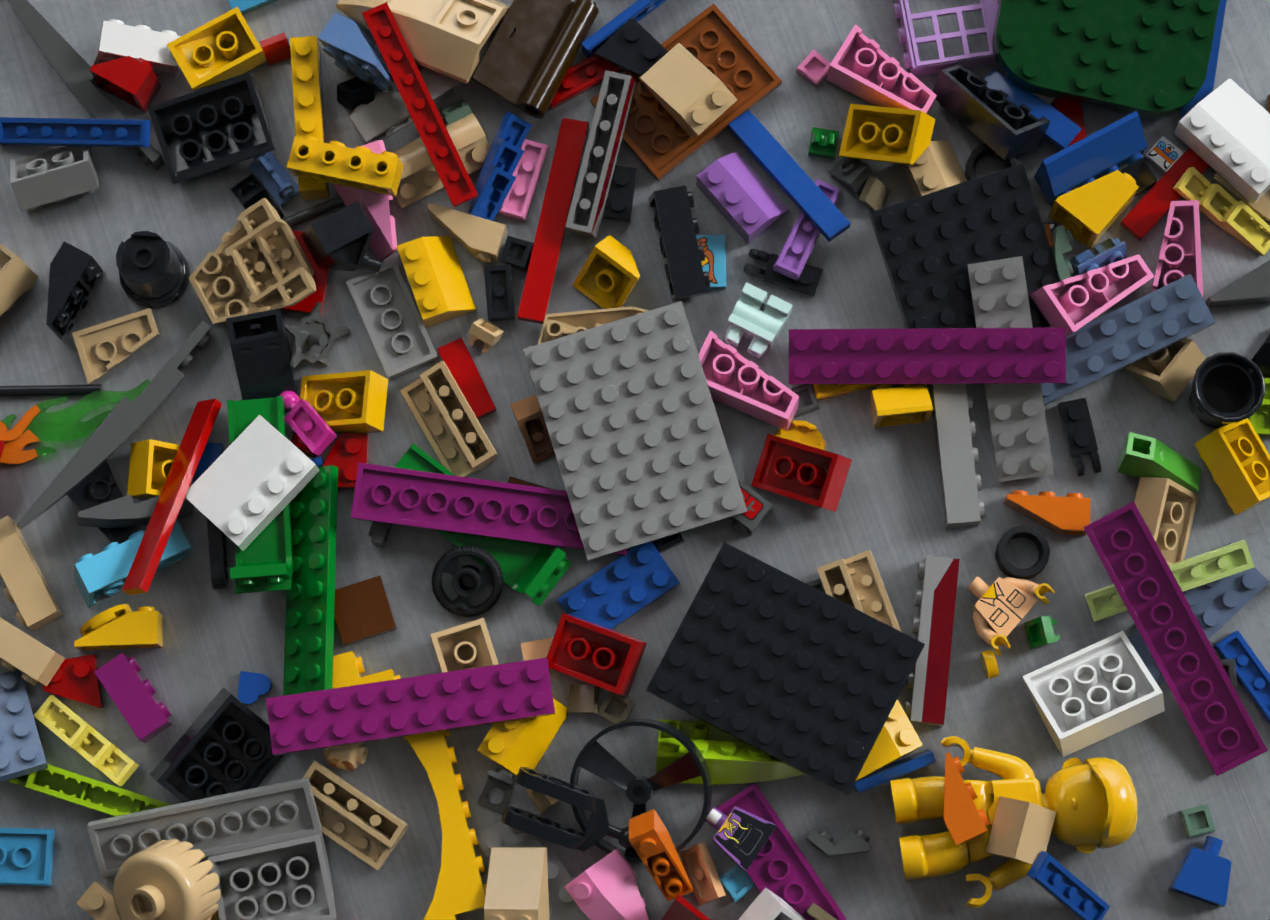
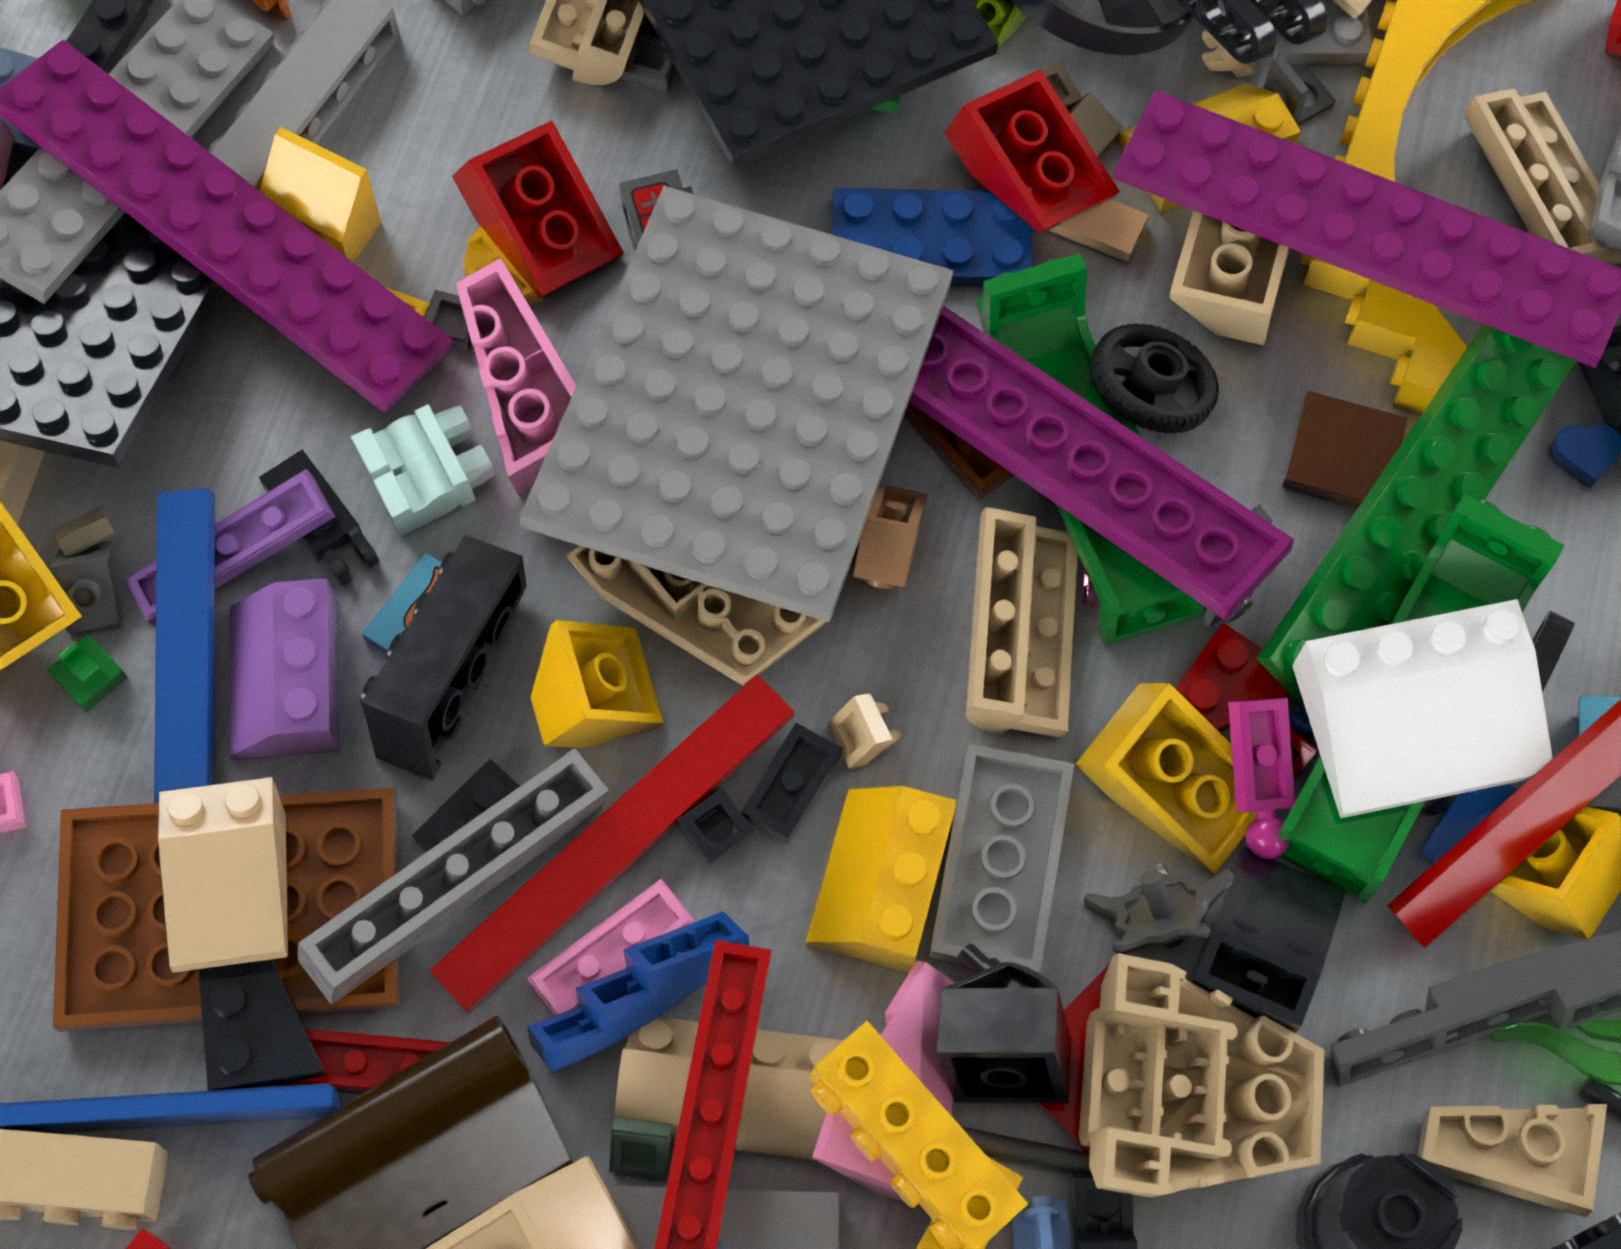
camera: 150 degrees left, 10 degrees down
(467, 377) = (941, 689): red tile -> none
(477, 235) = (760, 898): tan slope -> none

